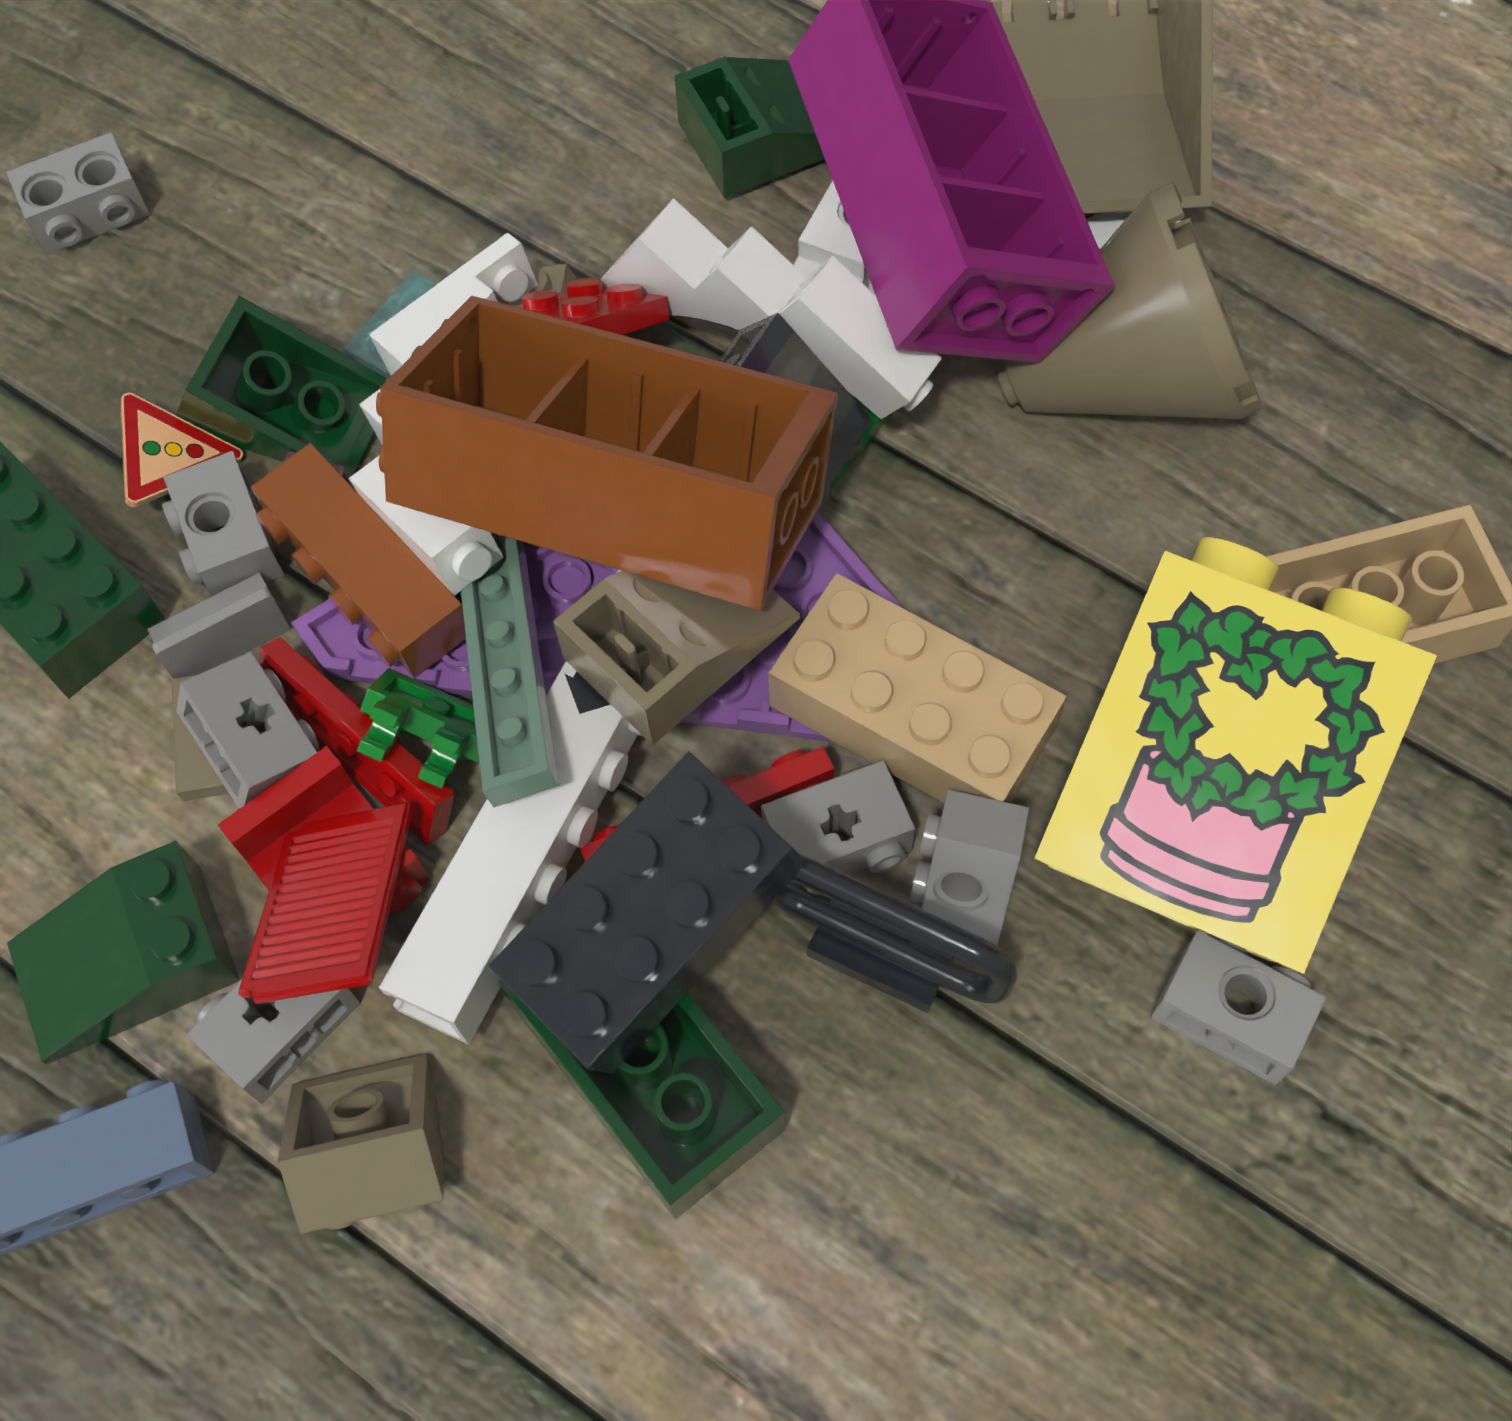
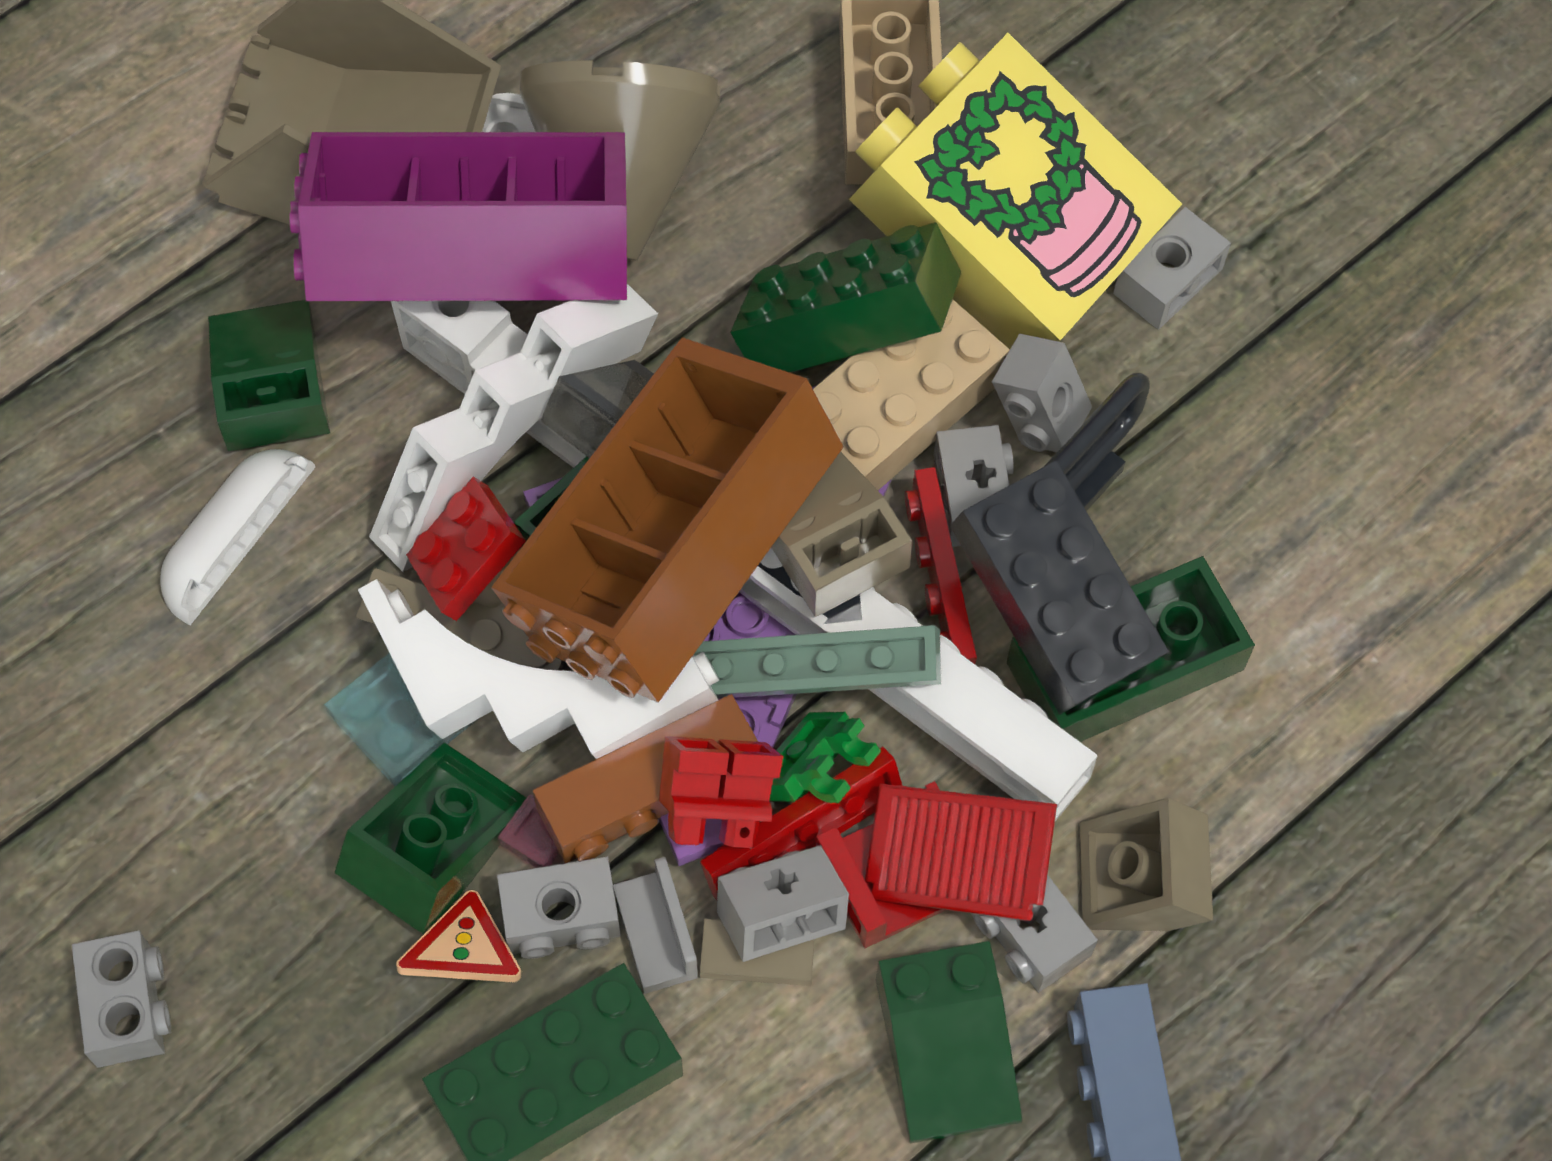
camera: 80 degrees left, 0 degrees up
(334, 607) = (717, 782): none -> red hips
(594, 147) = (229, 528): none -> white brick
(1007, 604) = (848, 300): none -> dark green brick

